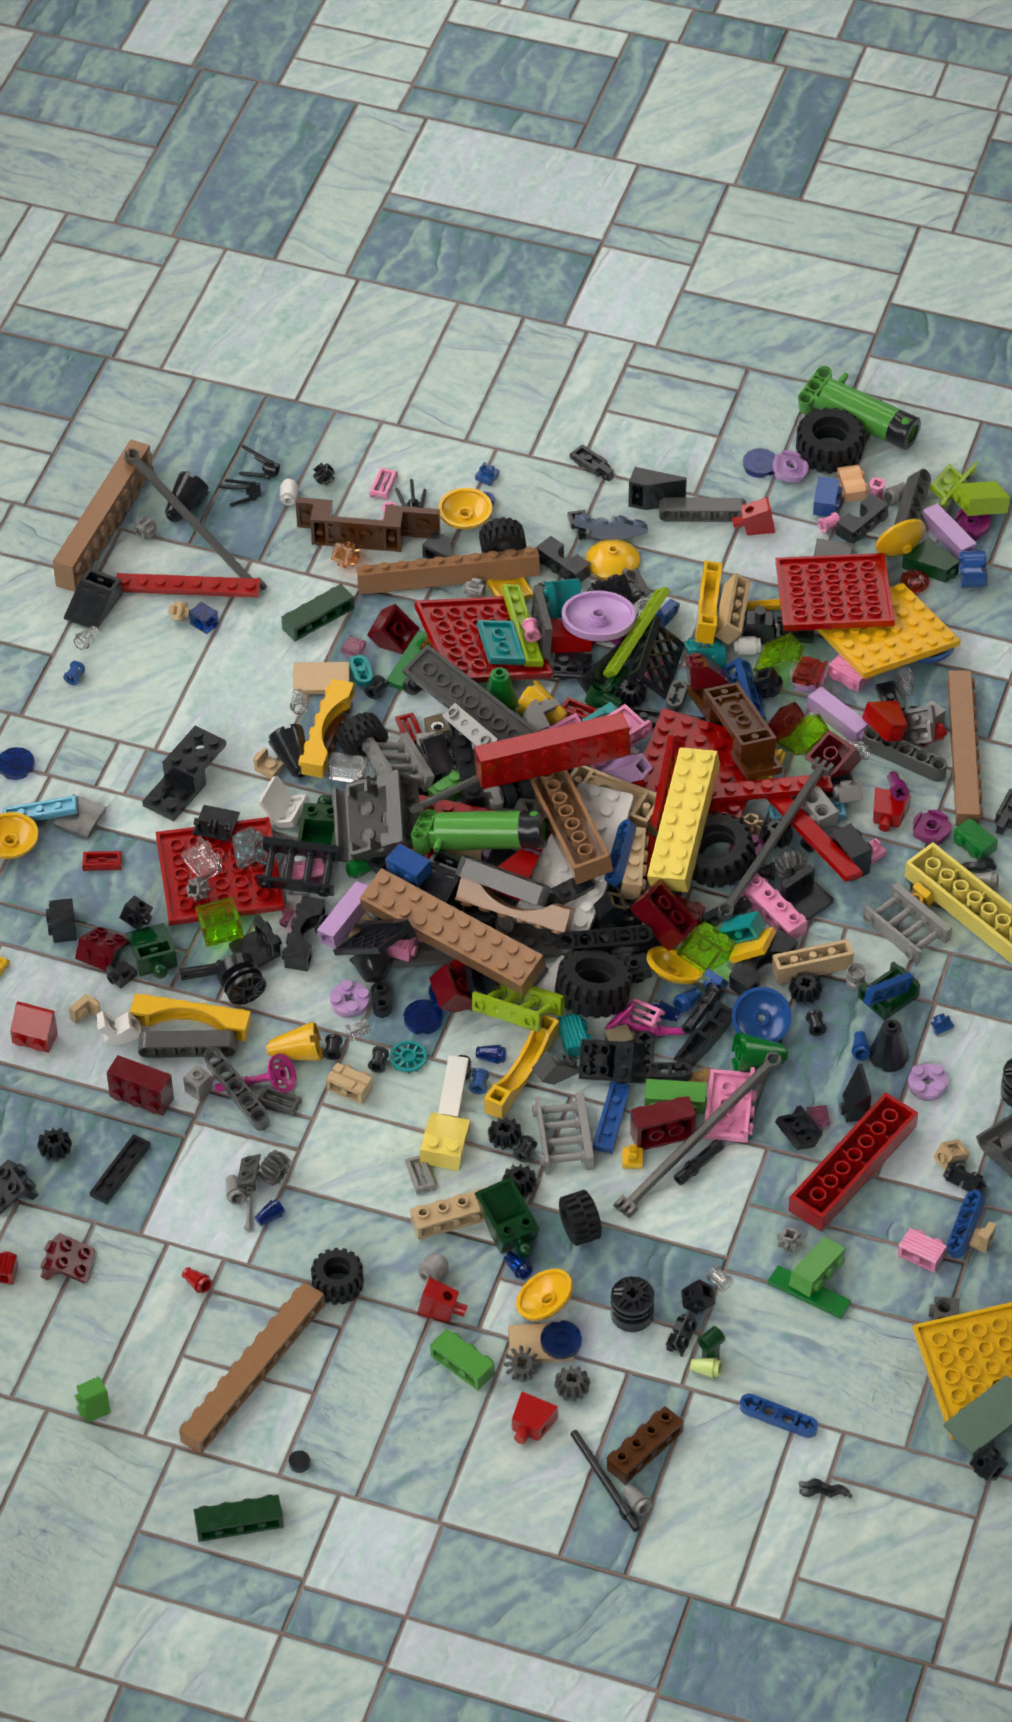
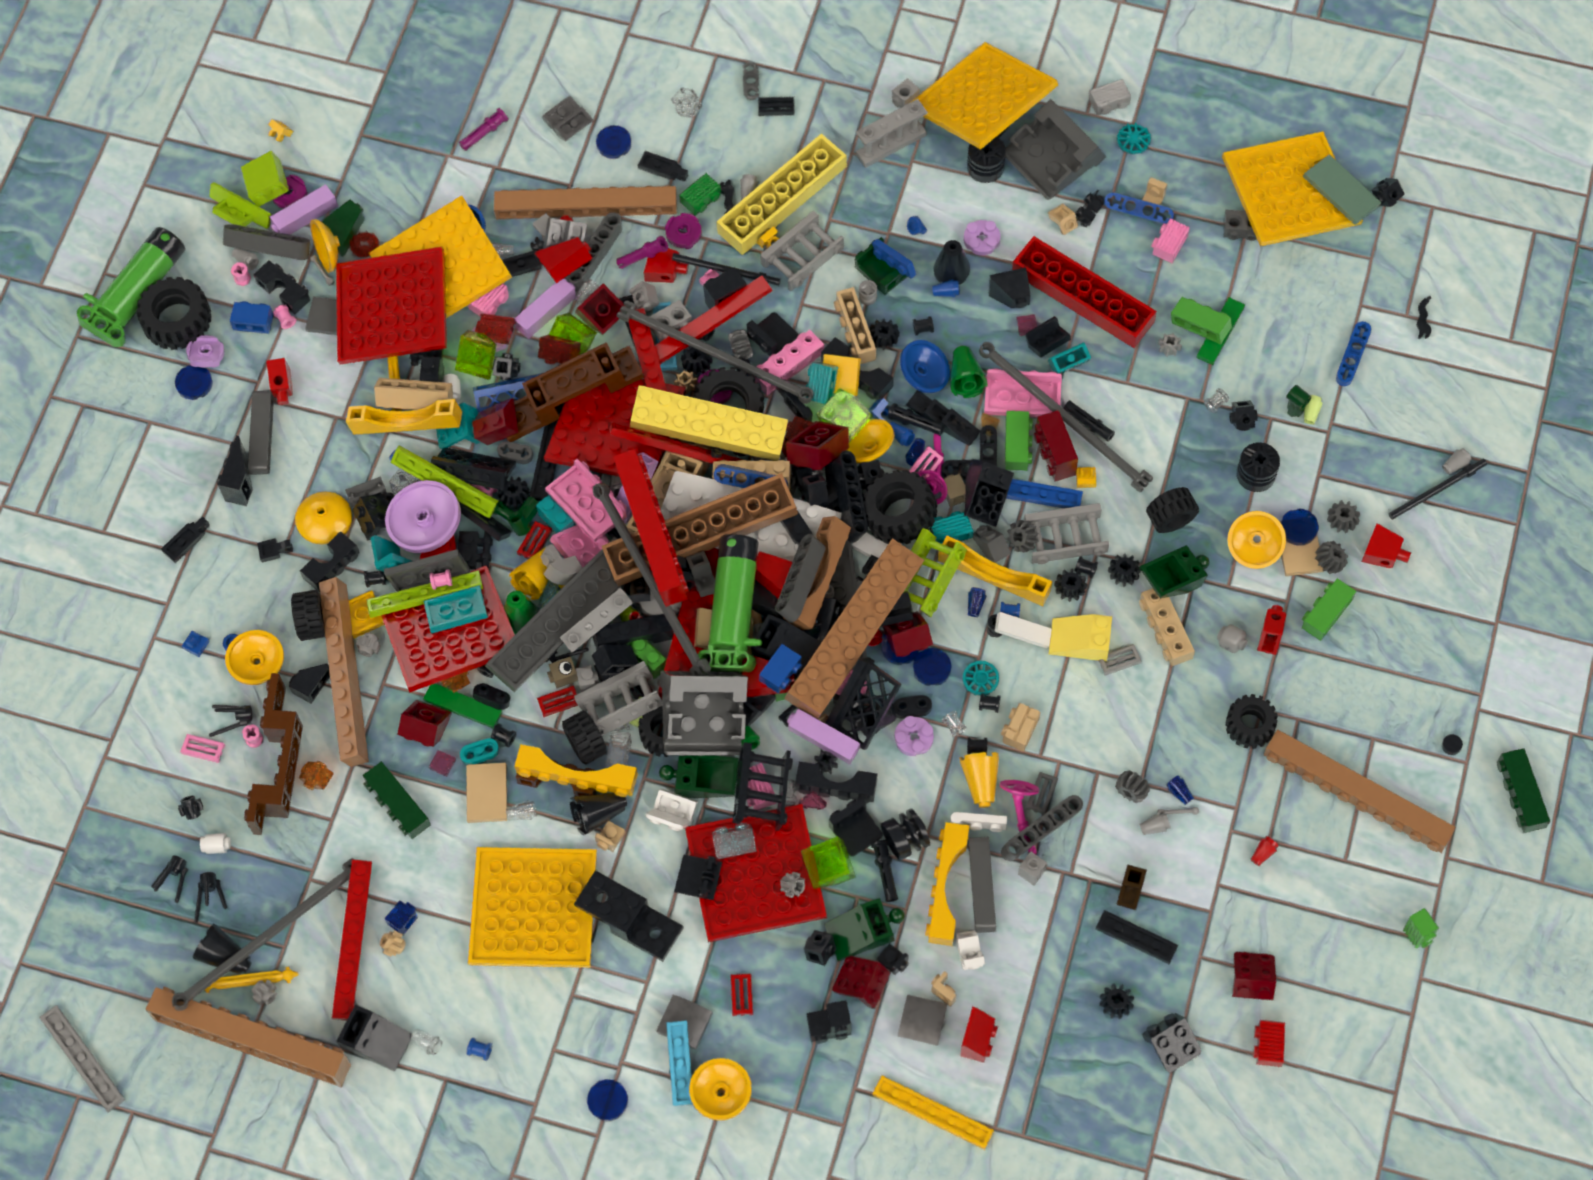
camera: 90 degrees left, 15 degrees up
(58, 992) = (922, 1020): none -> flat silver slope
(104, 419) = (82, 1058): none -> light grey tile
(140, 1085) = (1046, 920): dark red brick -> none
(160, 520) = (252, 978): none -> yellow wheel
(169, 1160) = (1131, 887): none -> dark brown brick
(203, 859) = (749, 885): clear bracket -> none
(208, 696) = (528, 910): none -> yellow plate
(248, 1172) = (1139, 809): dark grey hinge -> none
(251, 1043) = (980, 821): none -> white plate
(519, 1266) = (1219, 567): clear blue cone -> none
(559, 1091) = (1022, 536): none -> dark grey gear
(617, 529) = (288, 515): sand blue slope -> none
(644, 1445) = (1401, 456): reddish brown brick -> none
(685, 1326) = (1285, 432): black hinge -> none
(769, 1143) = (1069, 358): none -> teal brick
(852, 483) = (225, 295): light nougat brick -> none
(875, 888) = (721, 268): none -> black bar
(973, 569) = (359, 187): blue brick -> none

